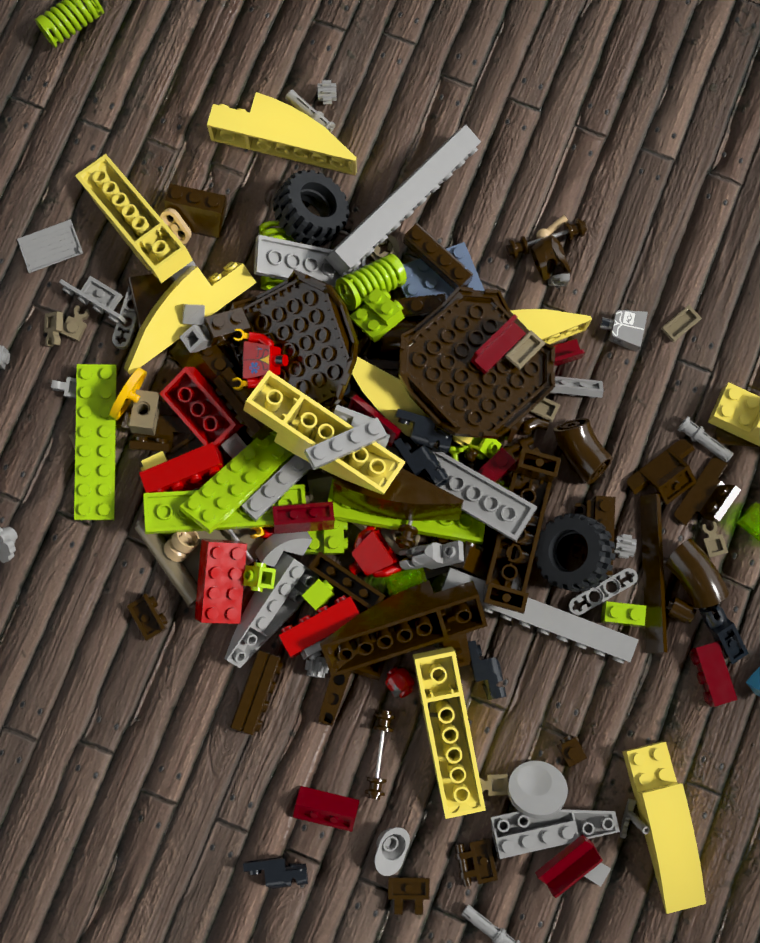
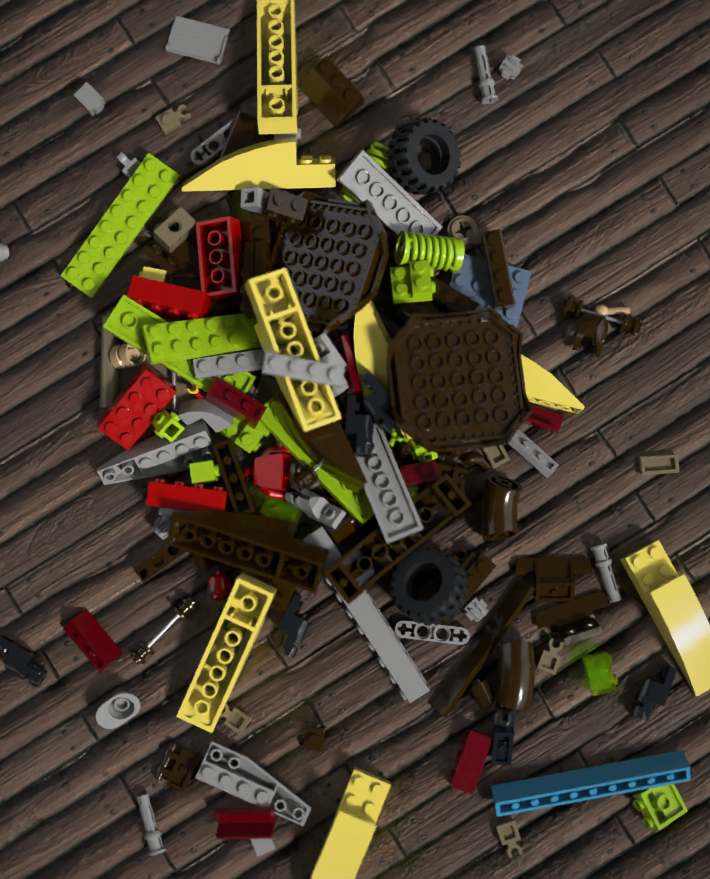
camera: 40 degrees right, 5 degrees up
(52, 326) = (154, 107): dark tan plate -> none
(99, 295) = (206, 107): light grey bracket -> none
(128, 393) = (170, 205): yellow piece -> none
(147, 616) = (63, 393): dark brown bracket -> none
(176, 224) = (307, 93): tan plate -> none
(193, 314) = (265, 178): light grey slope -> none
(233, 445) = (225, 306): light grey tile -> none
(255, 693) = (103, 513): dark brown brick -> none
(259, 358) = (292, 251): red torso -> none
(280, 132) = (446, 73): light yellow slope -> none
(403, 201) = (504, 202): light grey brick -> none
(408, 888) = (111, 749): dark brown plate -> none
(498, 345) = (486, 377): dark red panel -> none
(525, 349) = (506, 396): dark tan tile -> none
(537, 789) = (264, 747): light grey piece -> none
(559, 280) = (585, 357): light grey tile -> none
(623, 614) = (434, 662): lime brick -> none
(626, 328) = (610, 436): light grey torso -> none
(630, 815) = (322, 819): light grey piece -> none

